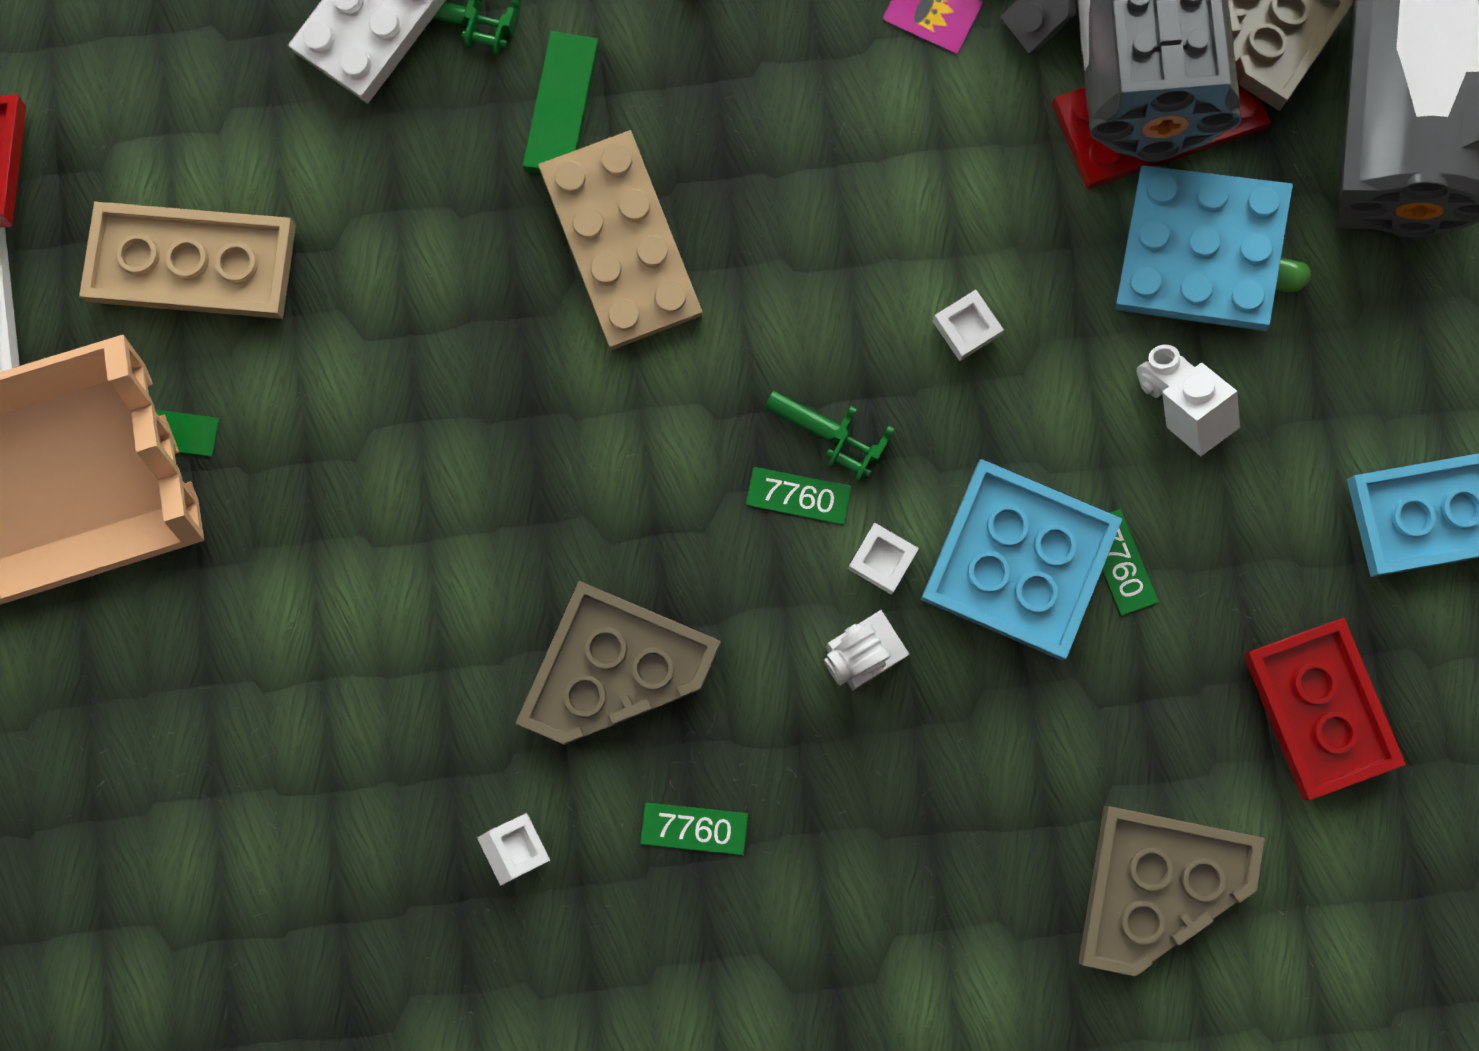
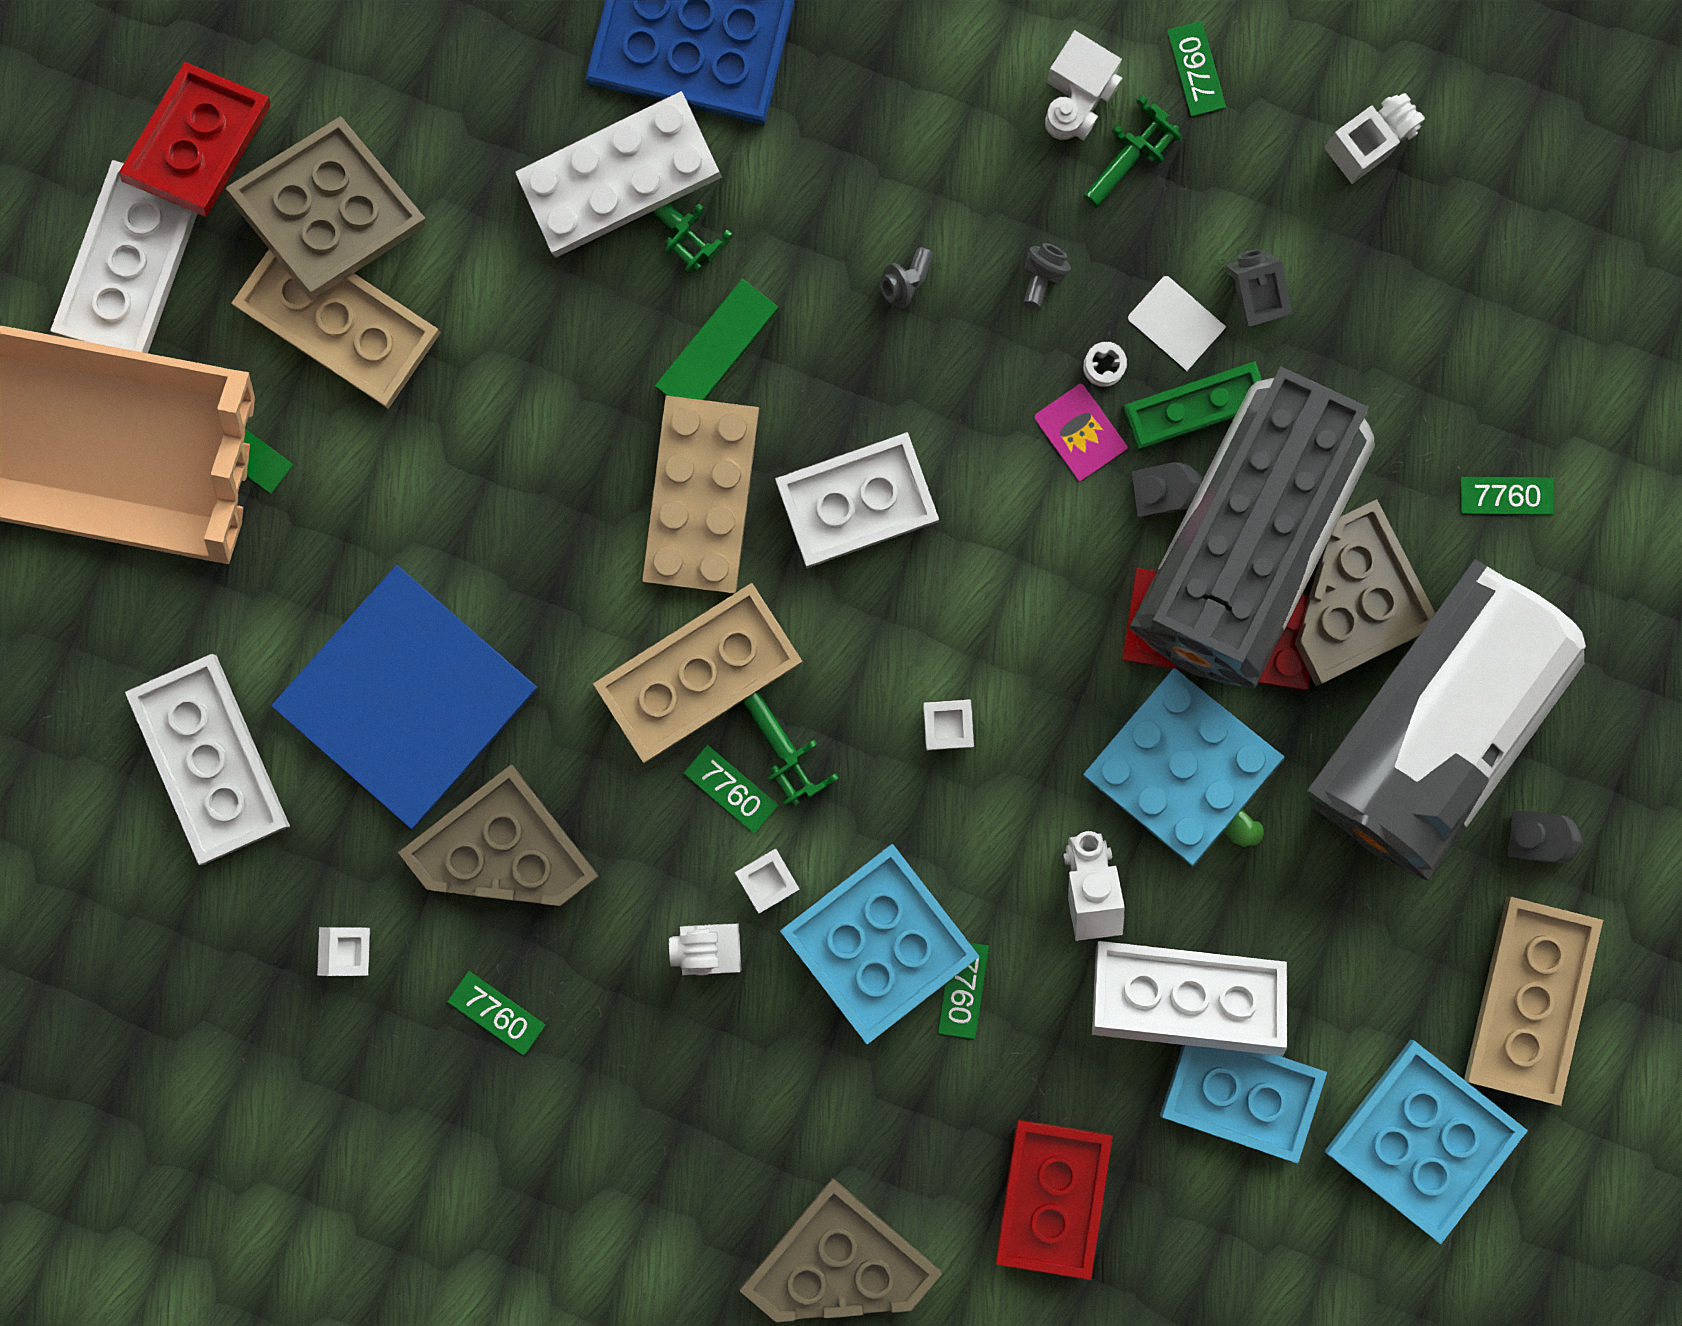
camera: 25 degrees right, 5 degrees up
(123, 162) = (325, 207): none -> dark tan plate
(280, 737) = (207, 759): none -> white plate
(442, 575) = (404, 697): none -> blue tile
(708, 402) = (698, 673): none -> tan plate
(767, 170) = (857, 500): none -> white plate
(1339, 450) = (1190, 998): none -> white plate

